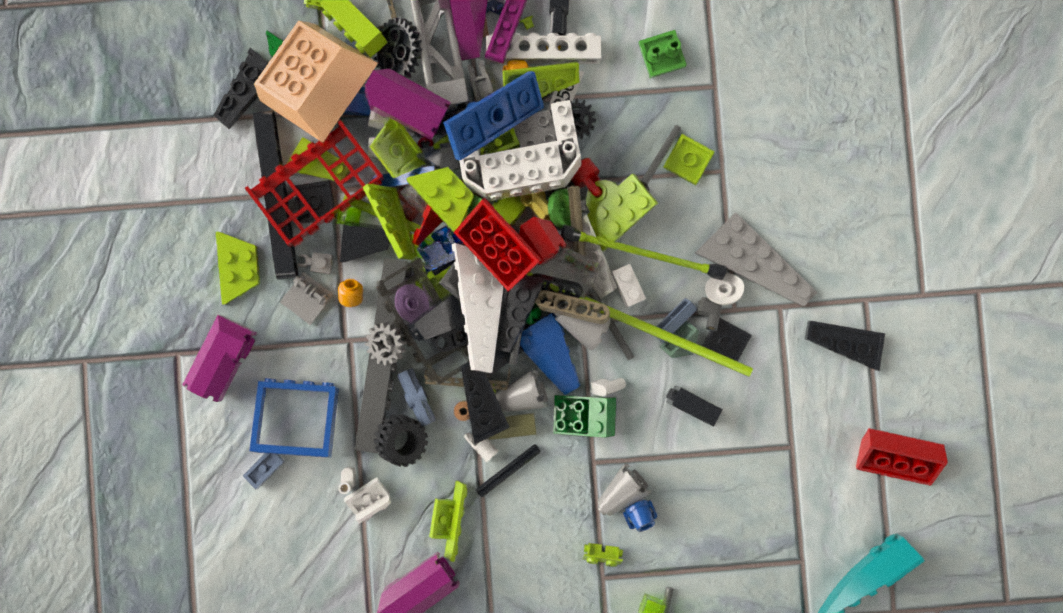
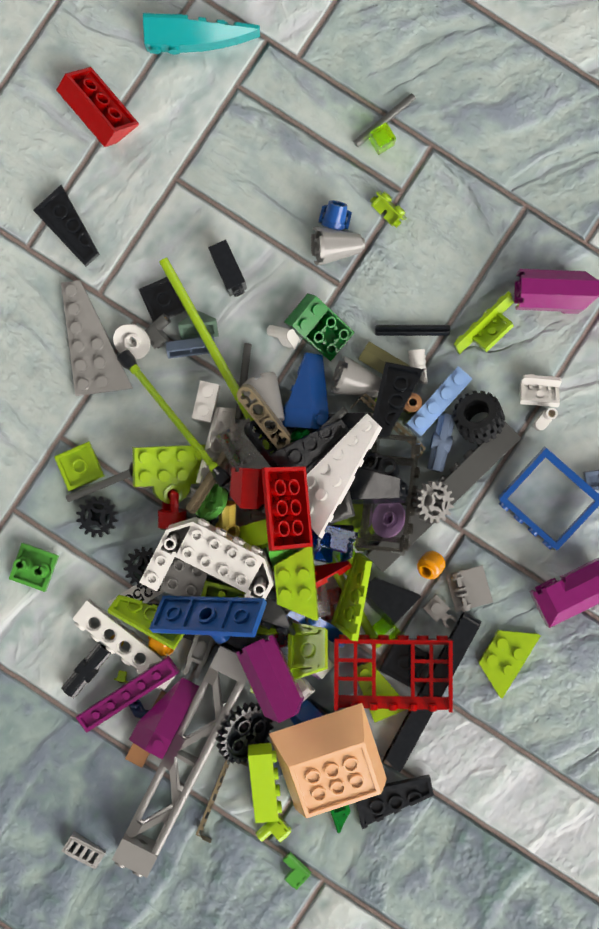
camera: 140 degrees left, 0 degrees up
(443, 428) = (438, 402): none -> light blue arch
(650, 131) = (92, 509): none -> black gear

